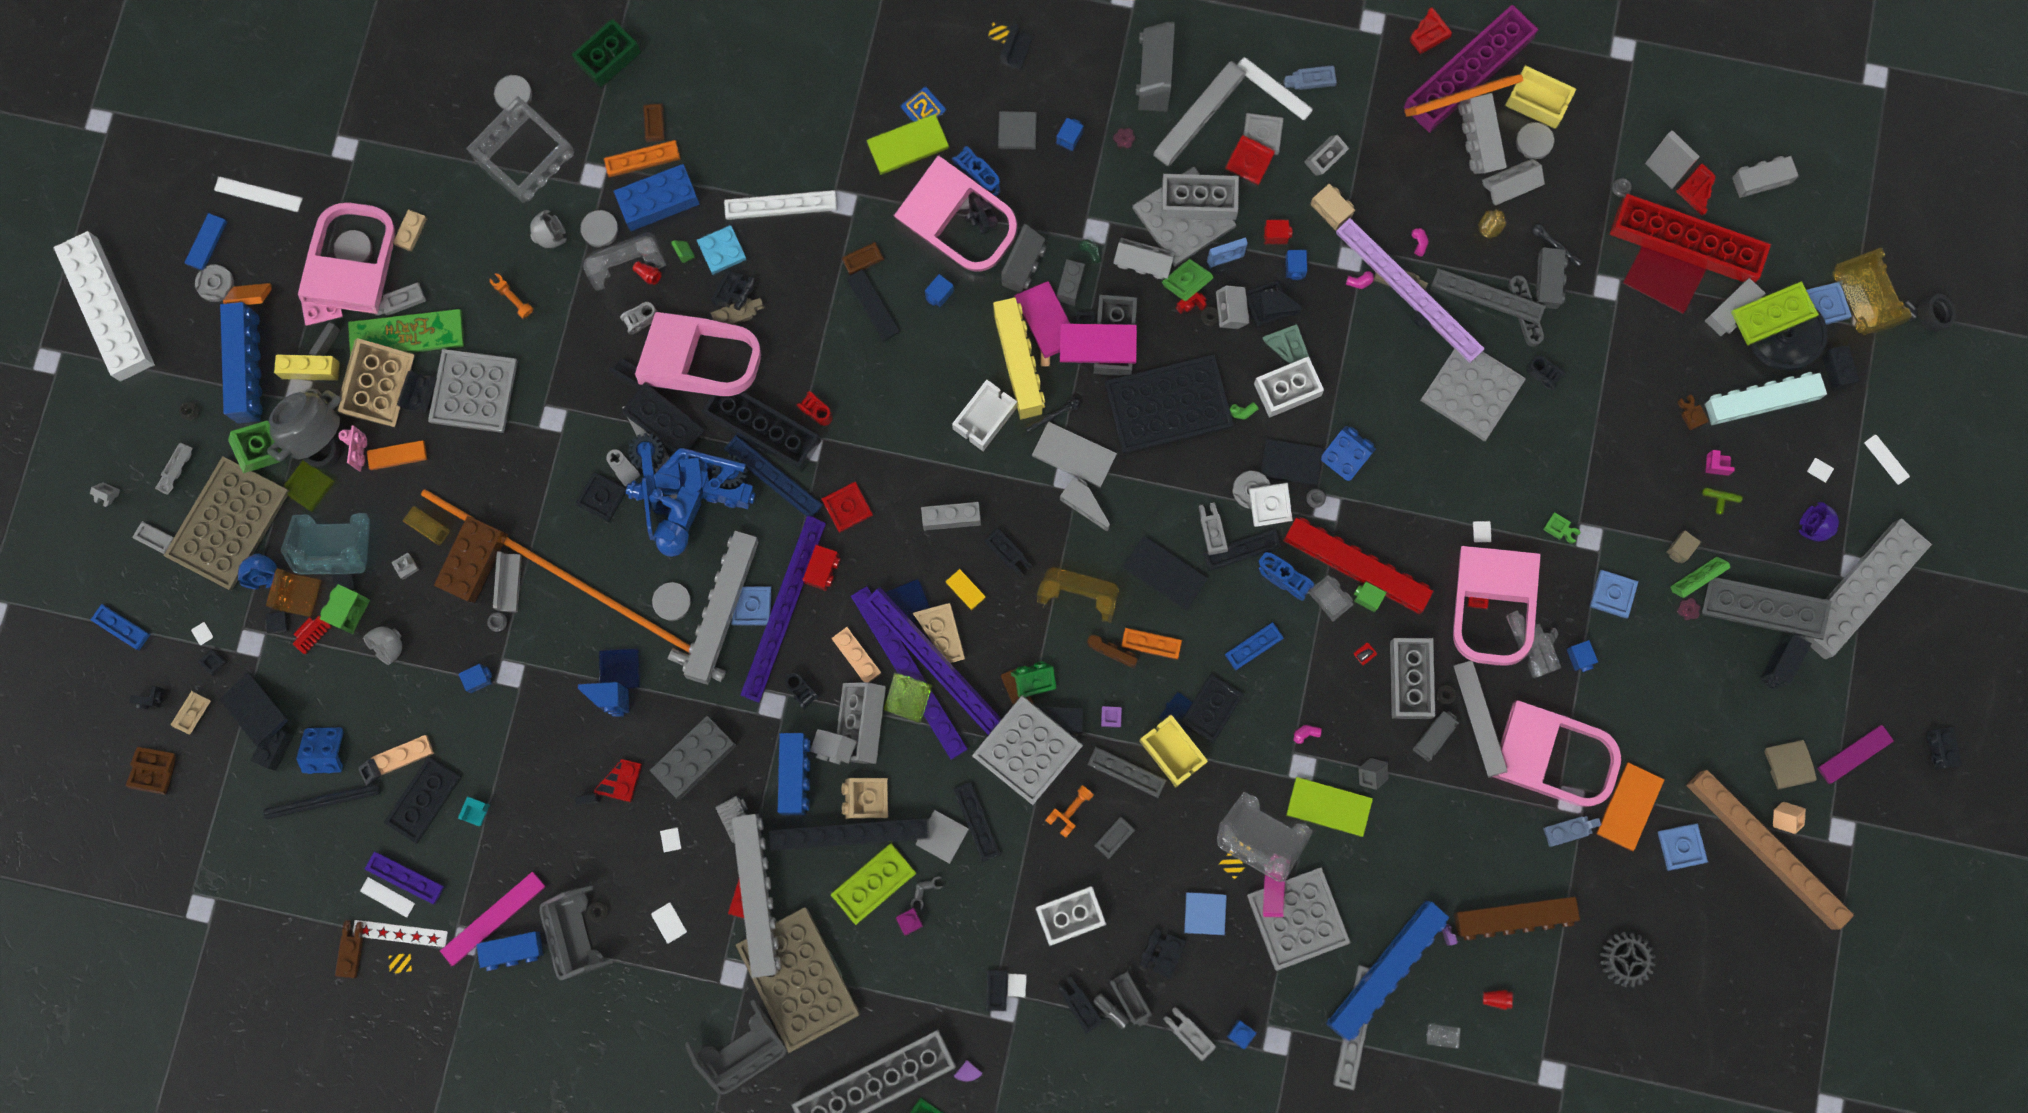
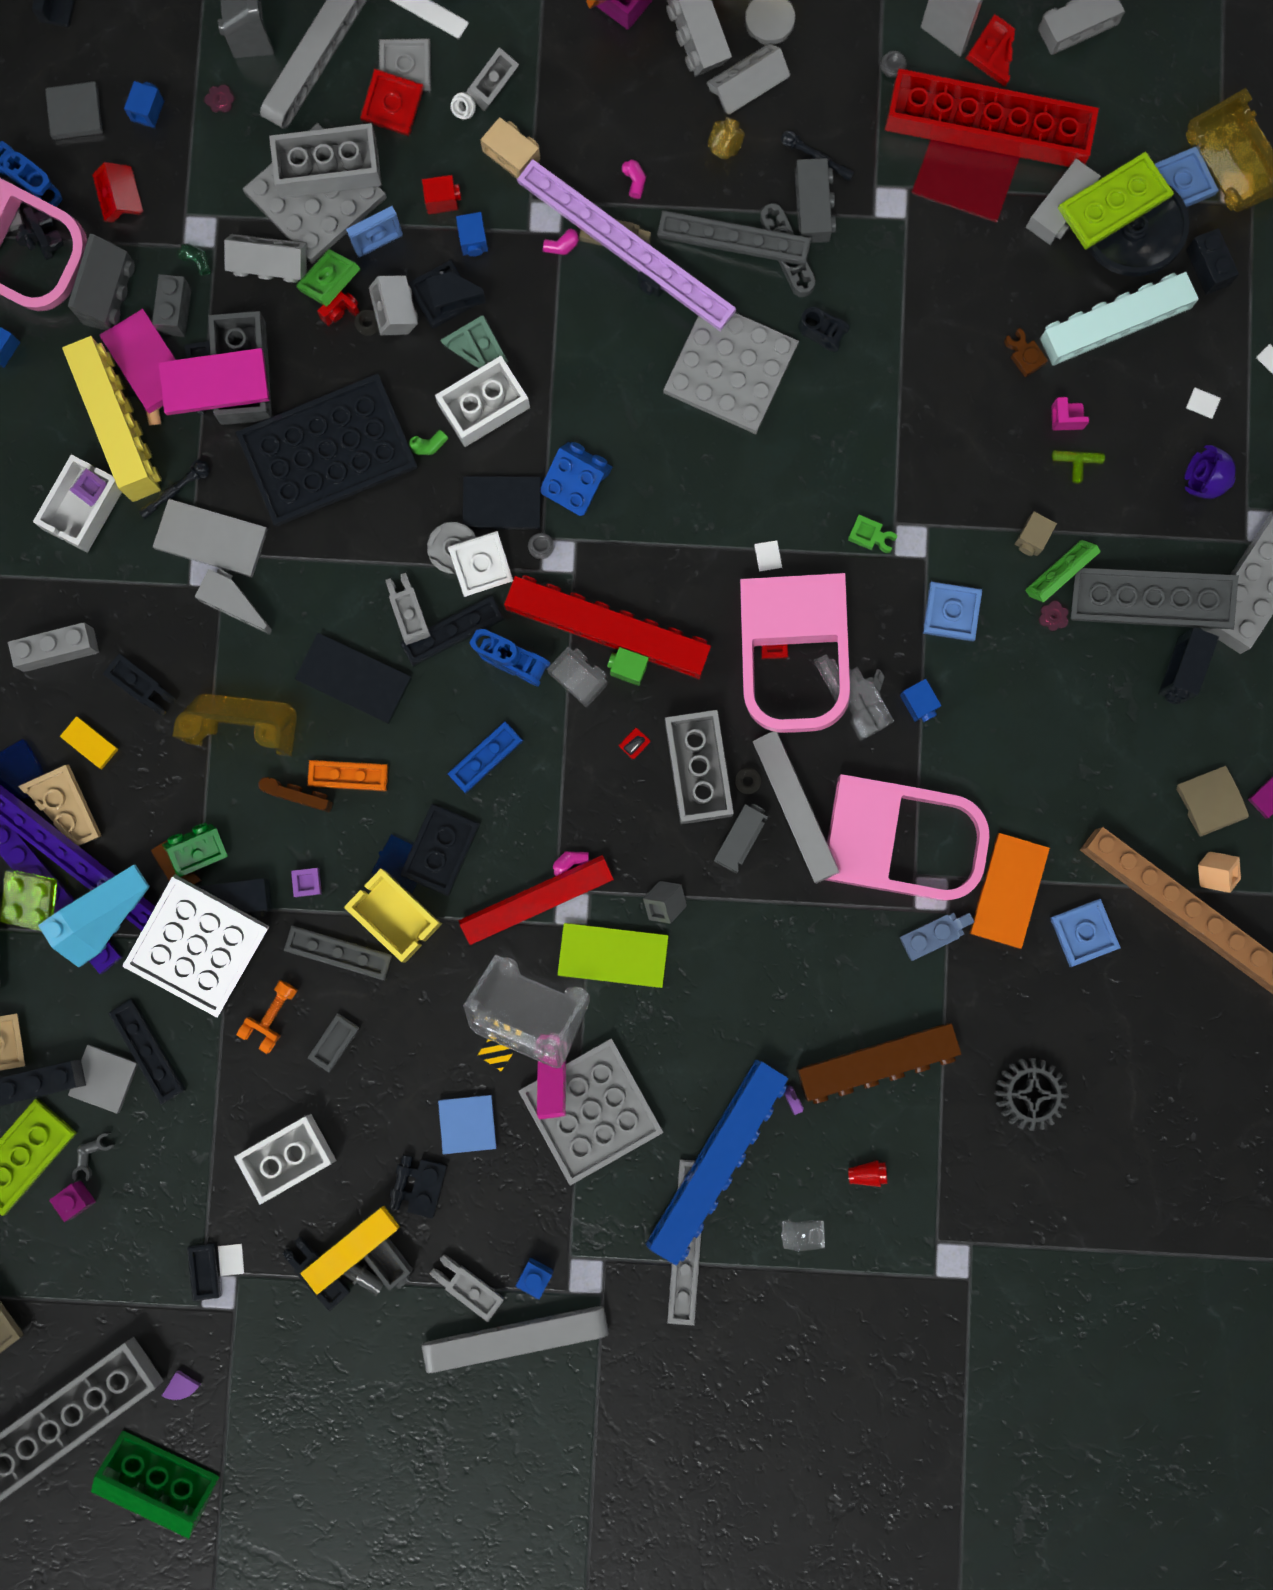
camera: 10 degrees left, 5 degrees up
(952, 720) = (89, 922): none -> medium azure wedge
(996, 405) = (88, 487): none -> medium lavender plate
(1040, 193) = (116, 191): none -> red panel
(1110, 990) = (350, 1250): none -> yellow tile
(1220, 1077) = (515, 1339): none -> light grey beam
(1278, 756) = (535, 900): none -> red tile
(1297, 170) = (457, 105): none -> white plate

